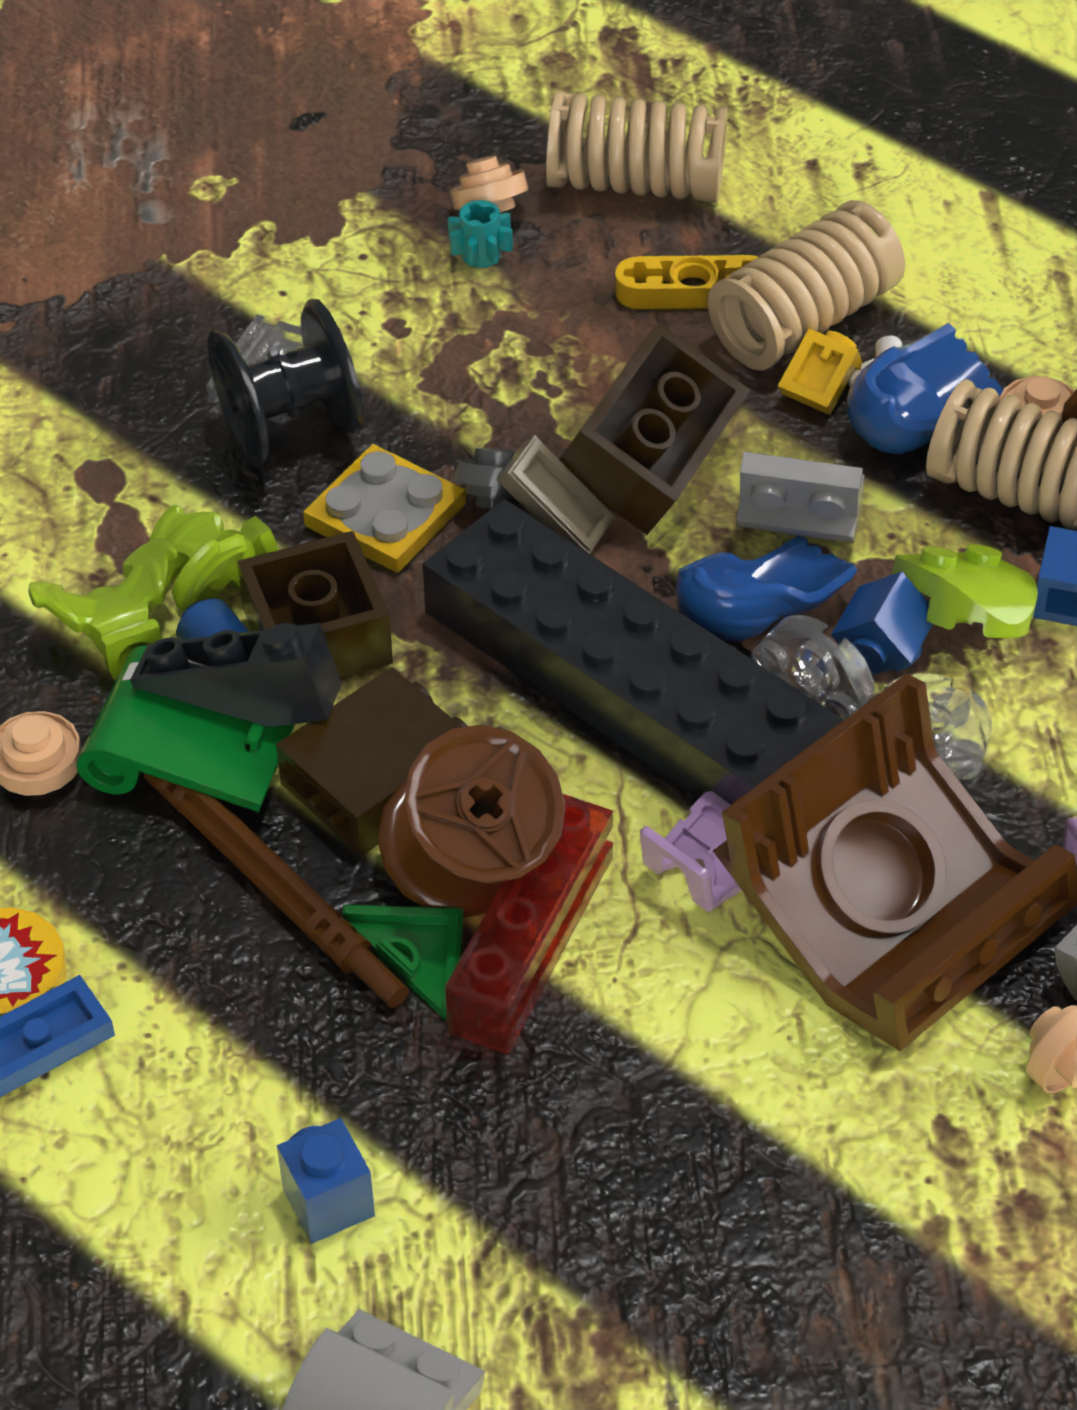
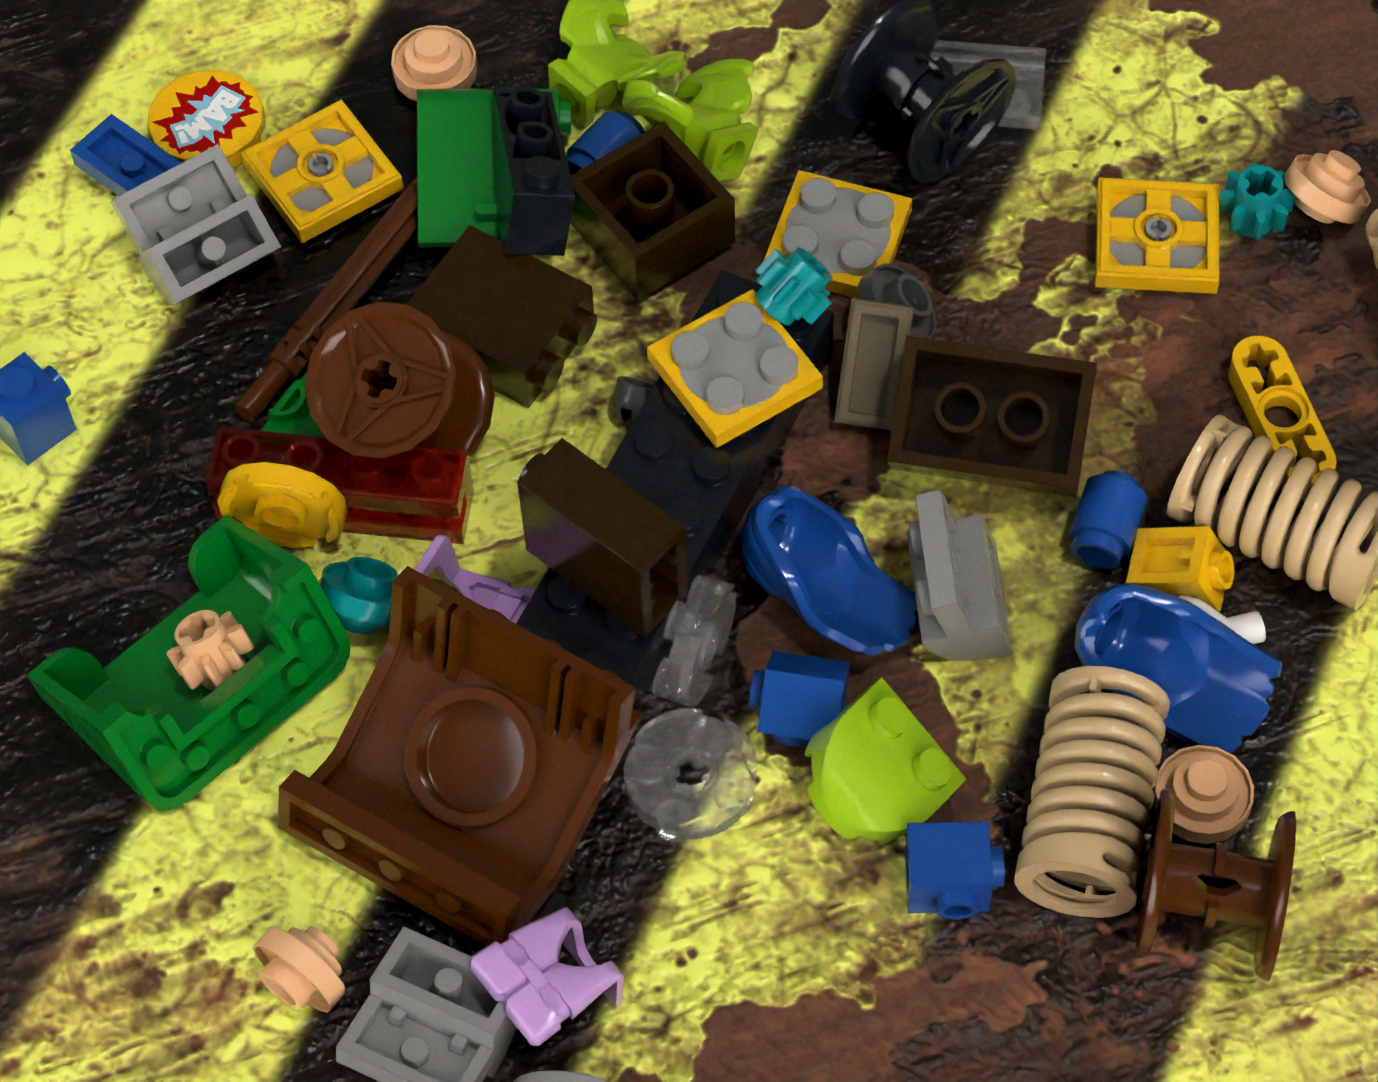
camera: 75 degrees right, 10 degrees up
(123, 873) = (322, 171): none -> yellow piece
(161, 984) = (194, 225): none -> light grey brick
(483, 303) = (1157, 235): none -> yellow piece
(494, 492) = (793, 286): none -> teal gear
(512, 682) = (630, 396): none -> dark grey hinge
(550, 954) = (283, 503): none -> yellow tile
(553, 564) = (734, 368): none -> piece
(666, 924) = (360, 593): none -> teal plate
(694, 1075) = (178, 738): none -> green windscreen
(696, 1056) = (209, 648): none -> light nougat gear
(736, 665) = (602, 536): none -> dark brown brick
(770, 405) = (1107, 519): none -> blue brick

